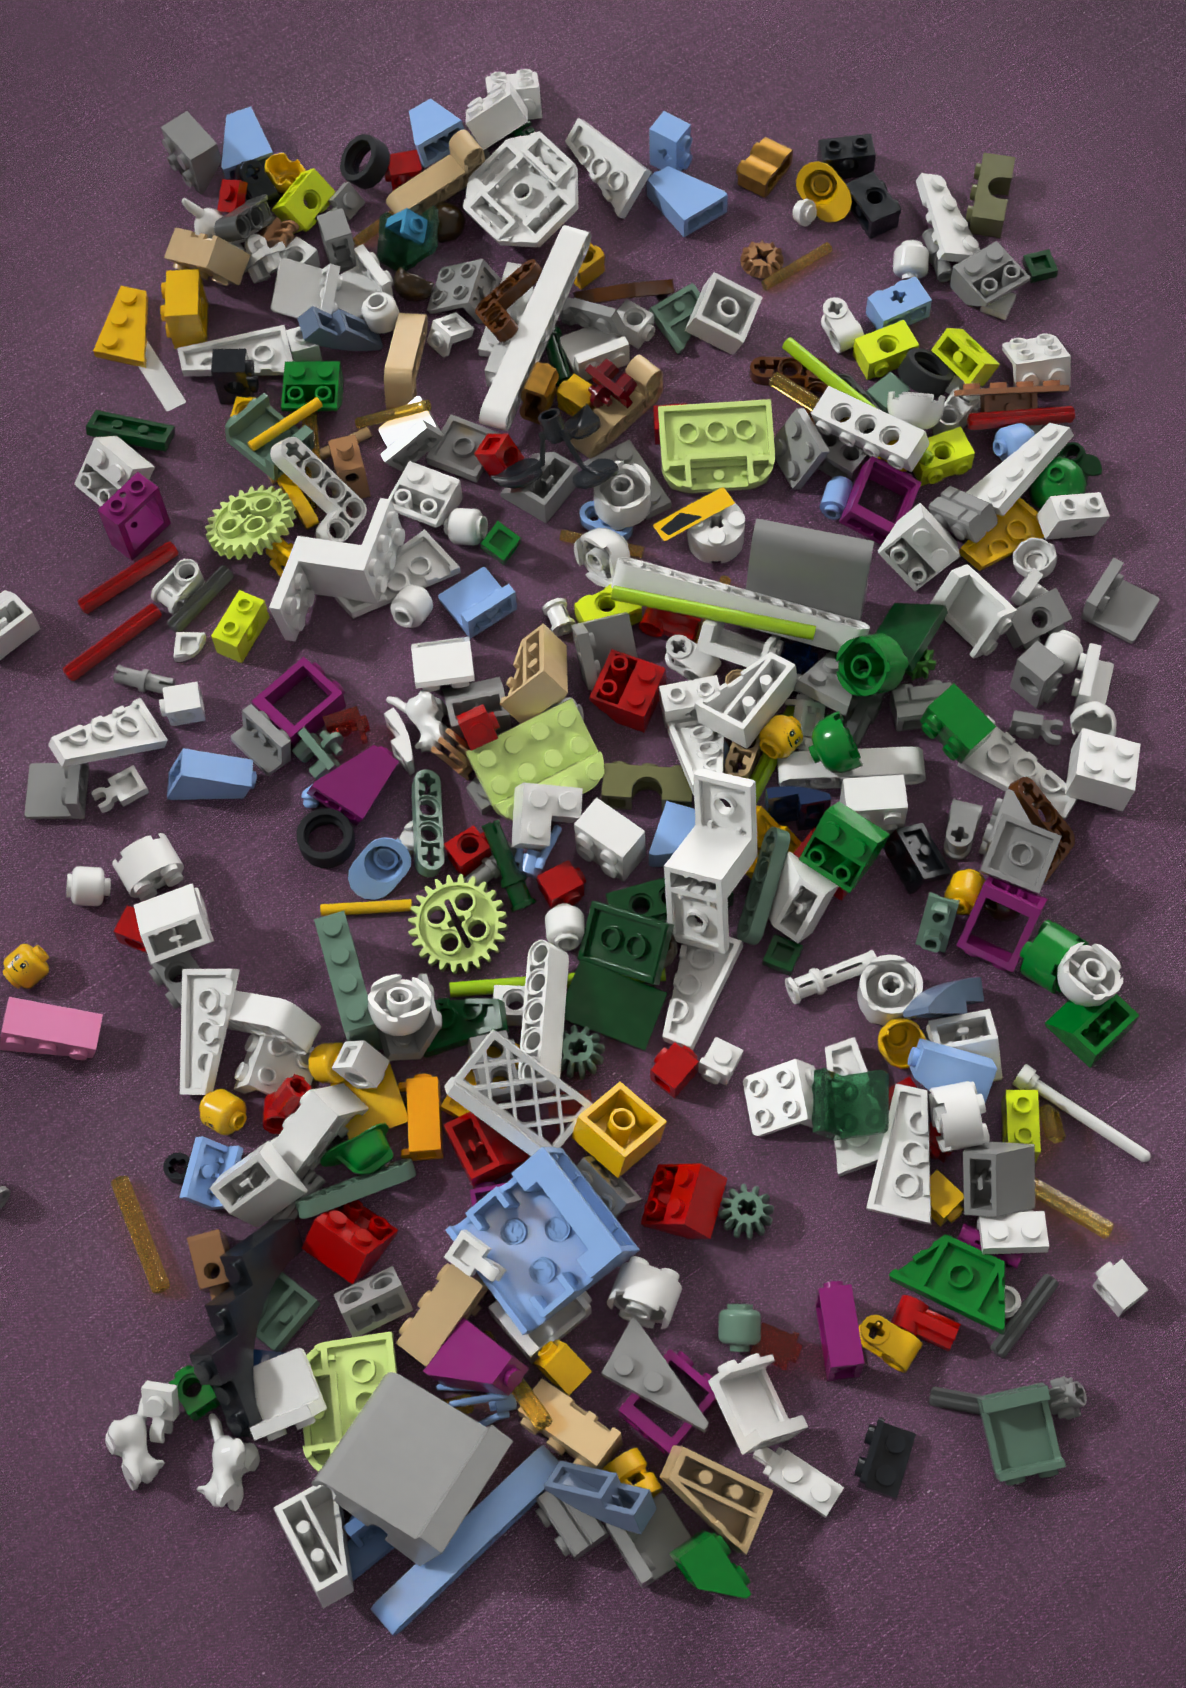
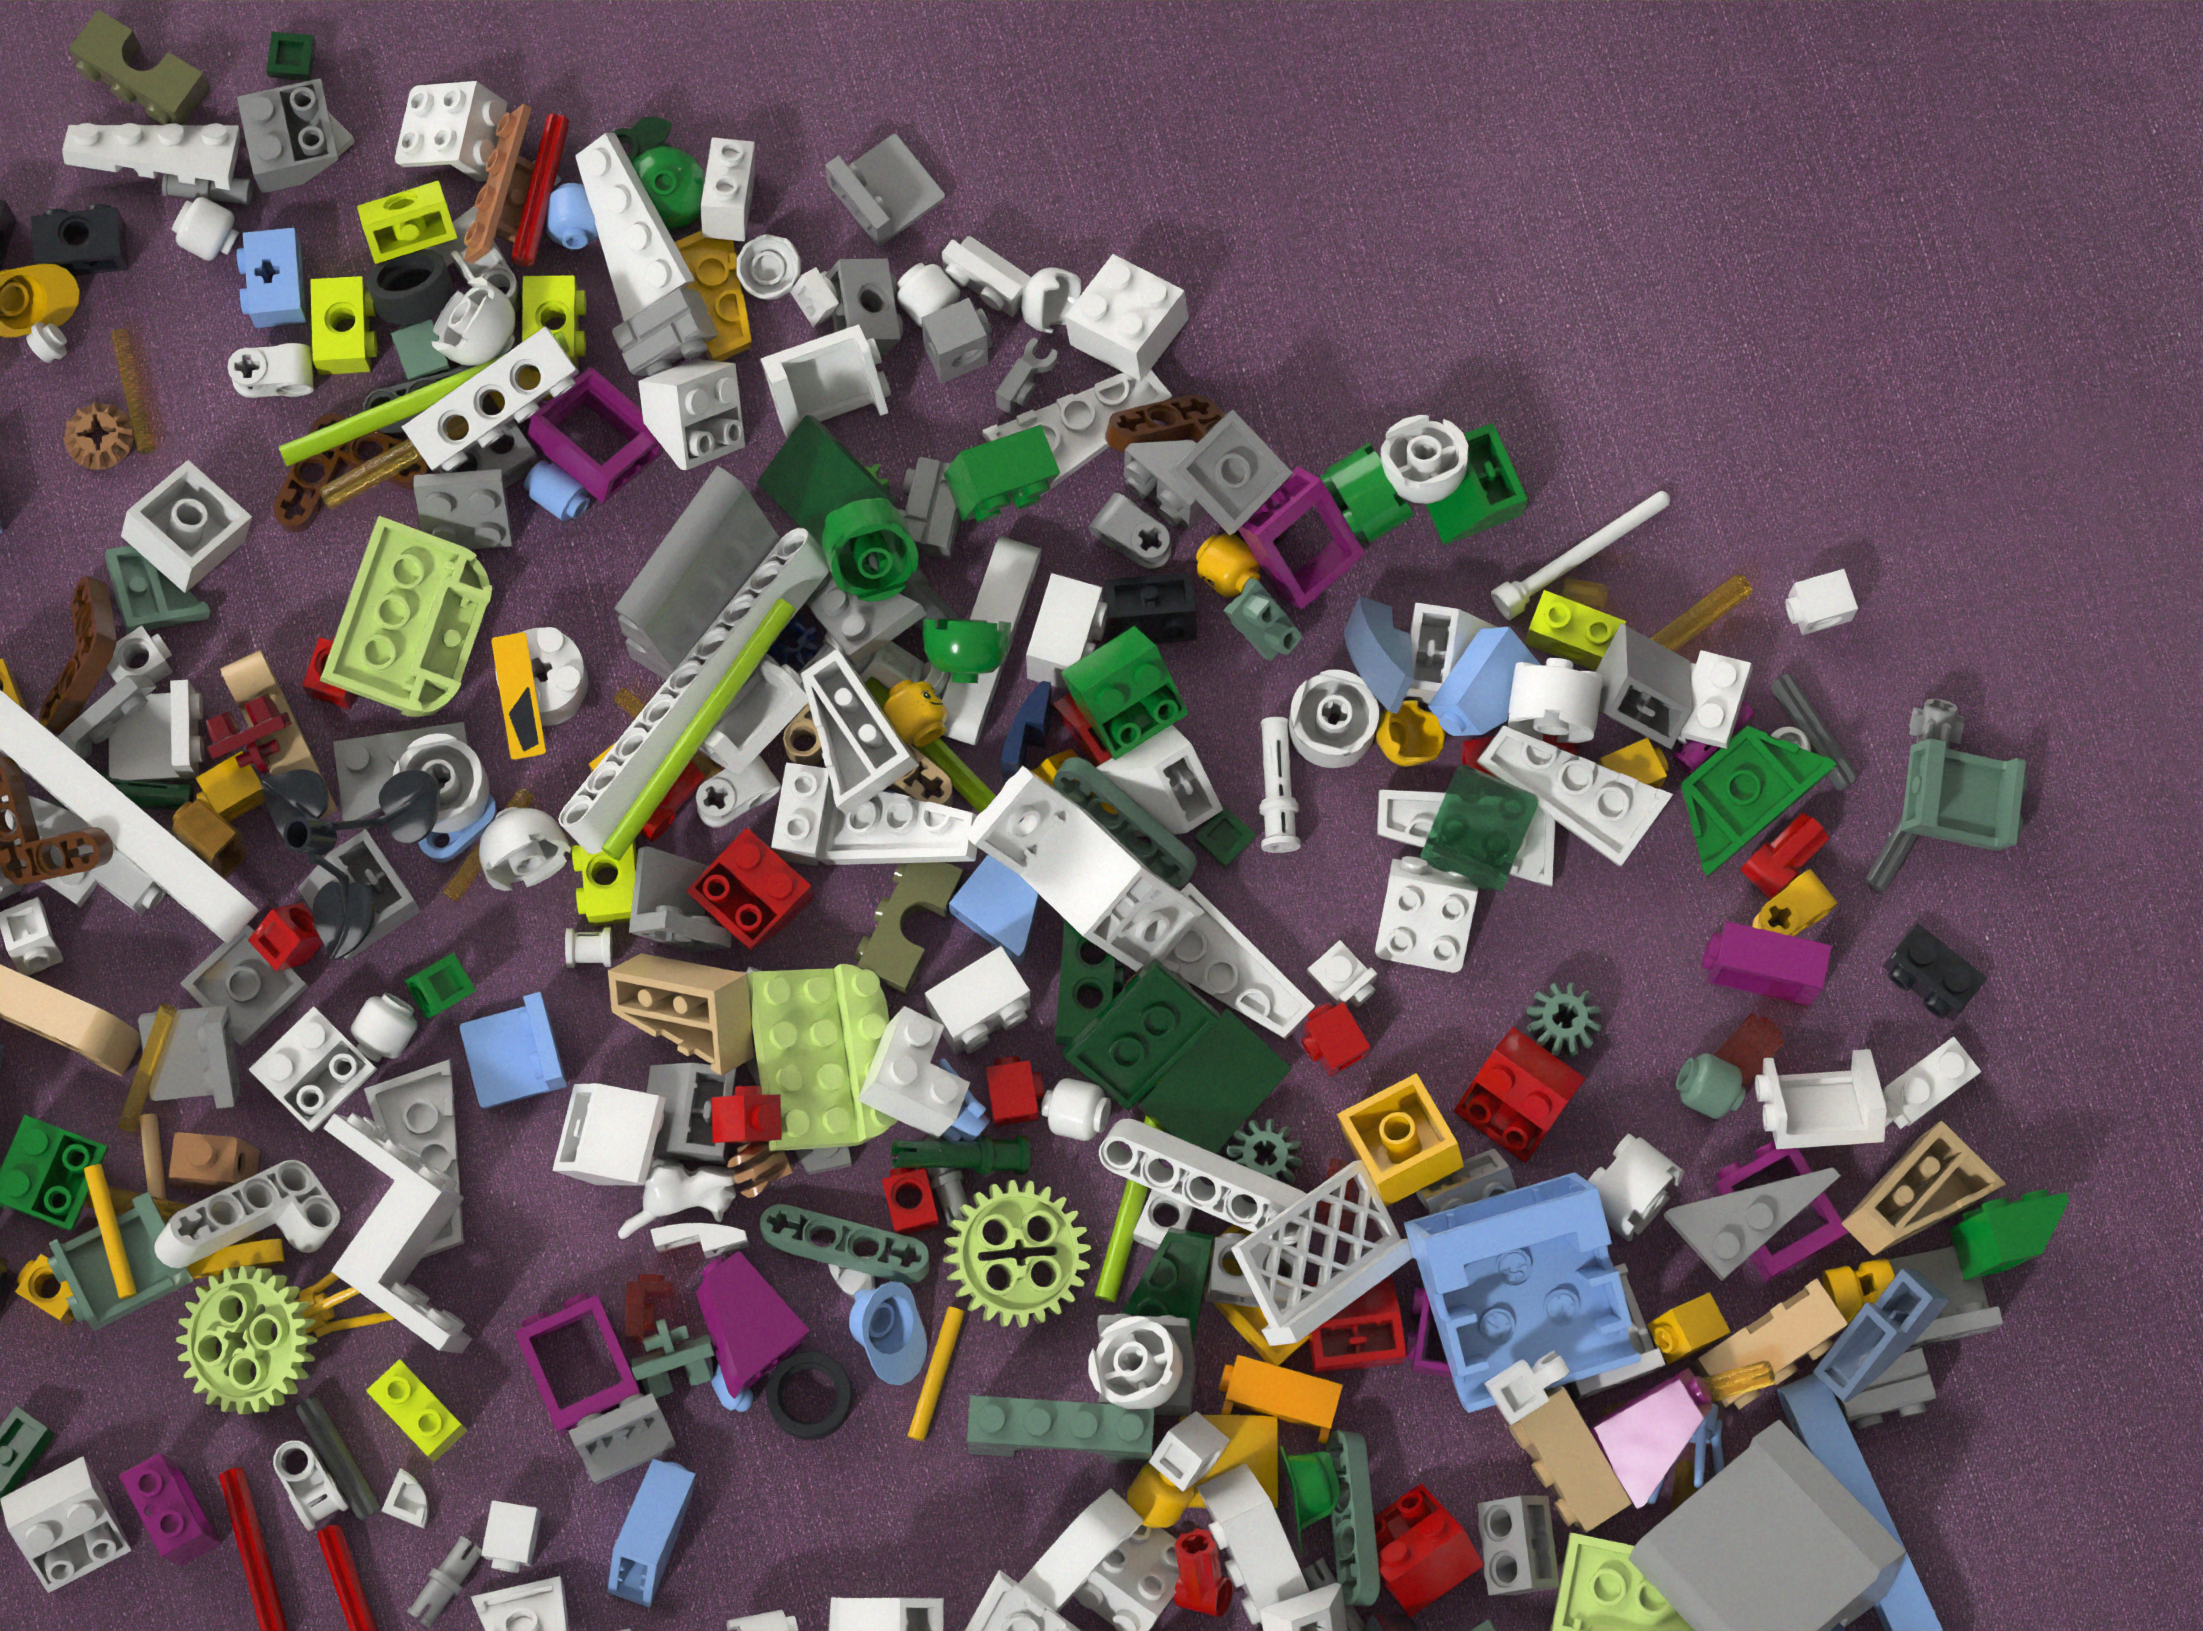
camera: 75 degrees left, 10 degrees up
(411, 606) = (485, 1150): white head -> none

